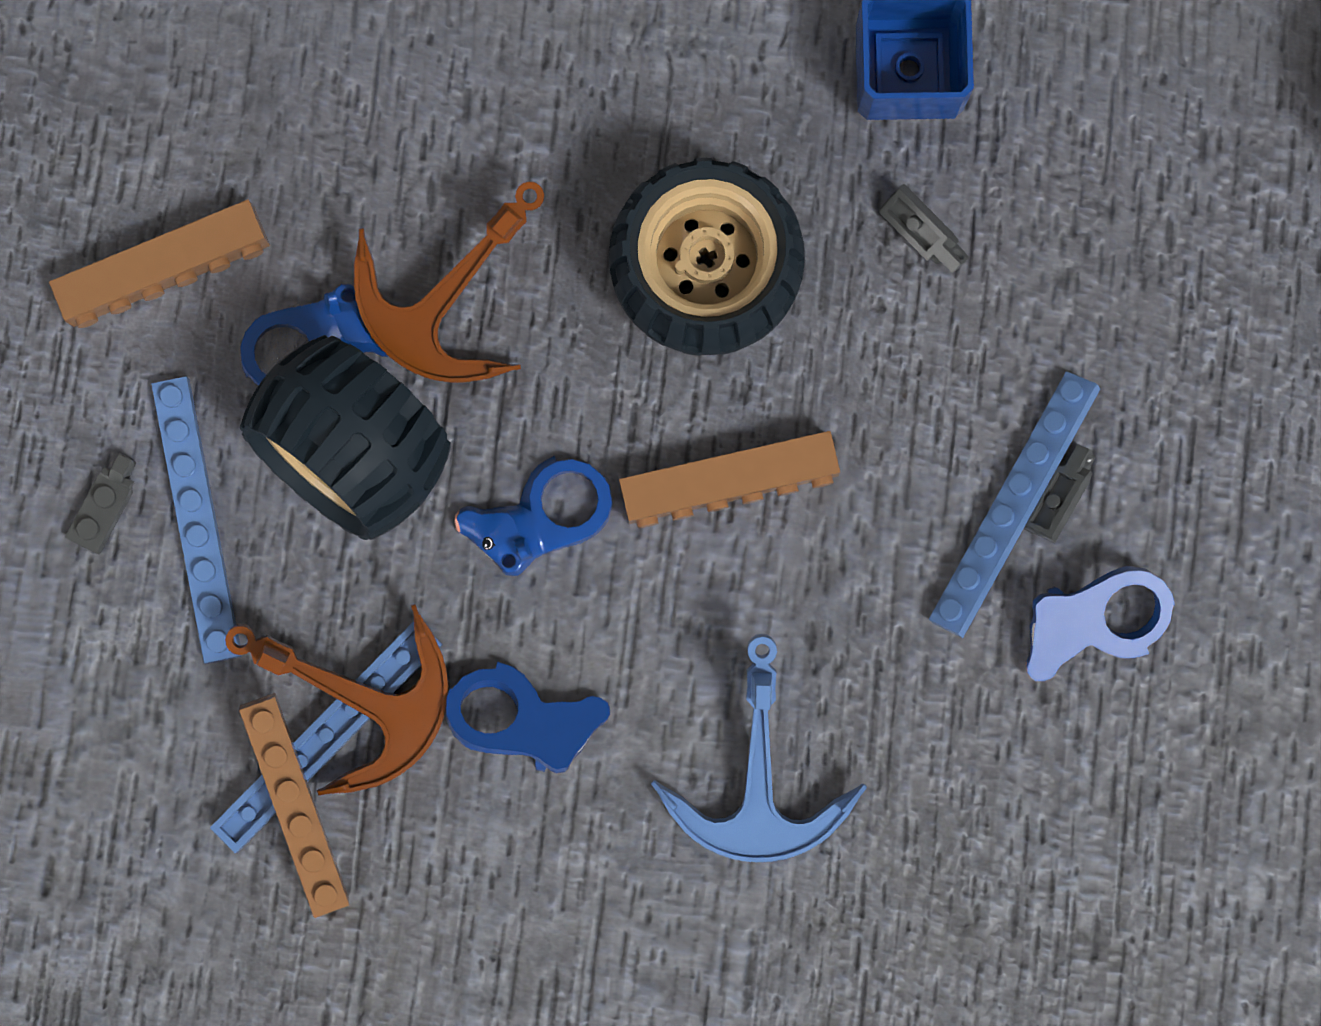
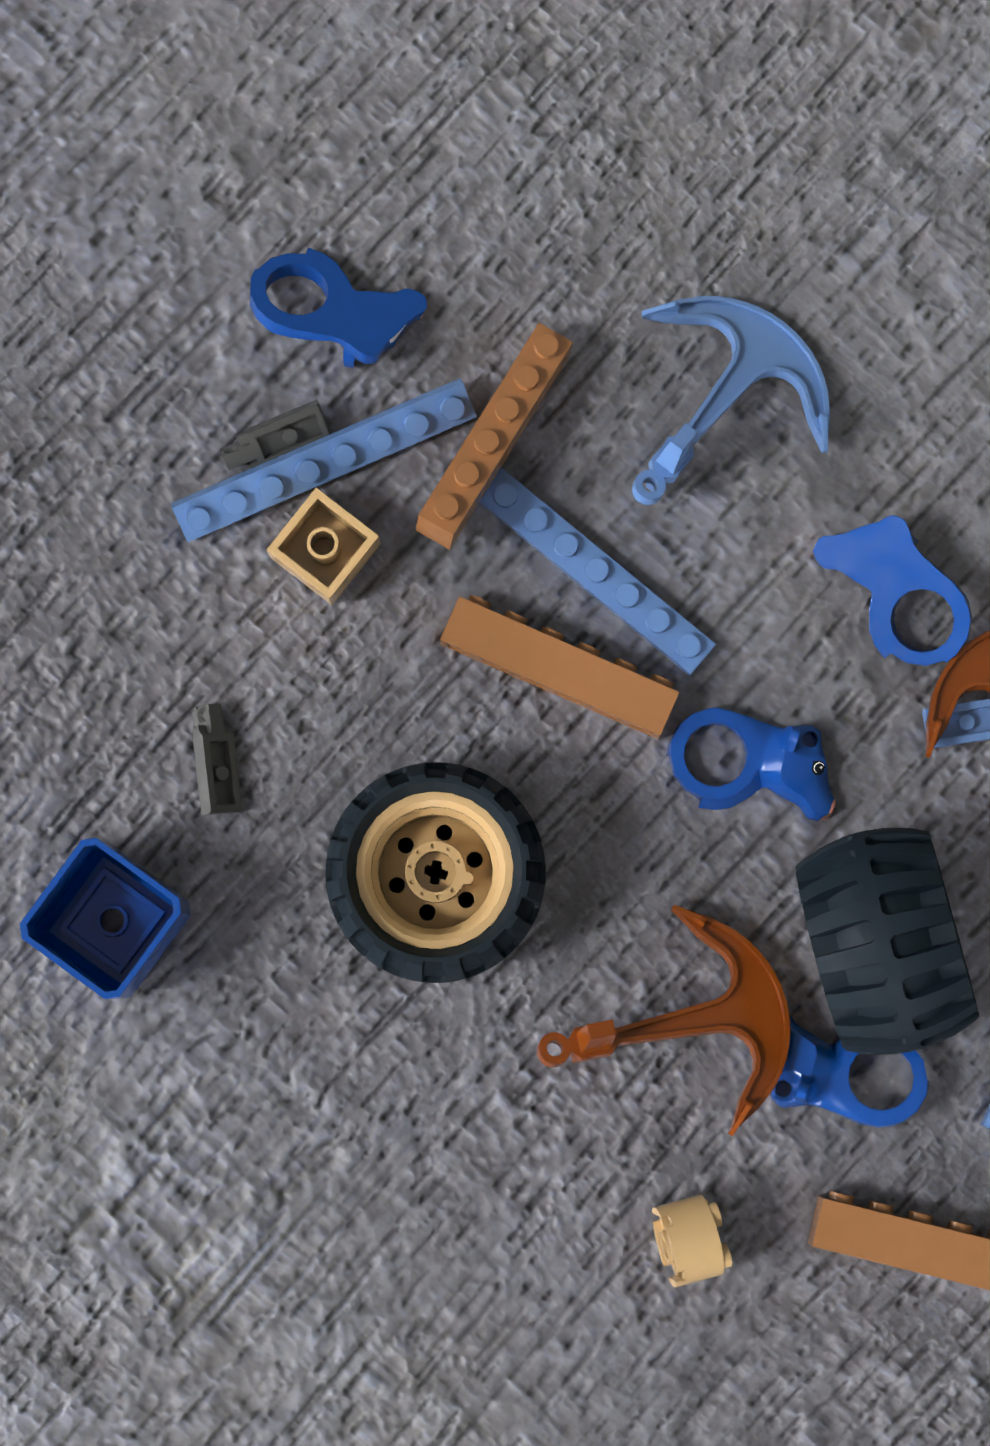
camera: 145 degrees left, 0 degrees up
(337, 140) = (690, 1240): none -> tan brick
(773, 571) = (596, 572): none -> medium blue plate
(904, 609) = (493, 436): none -> medium nougat brick
(965, 437) = (324, 546): none -> tan brick

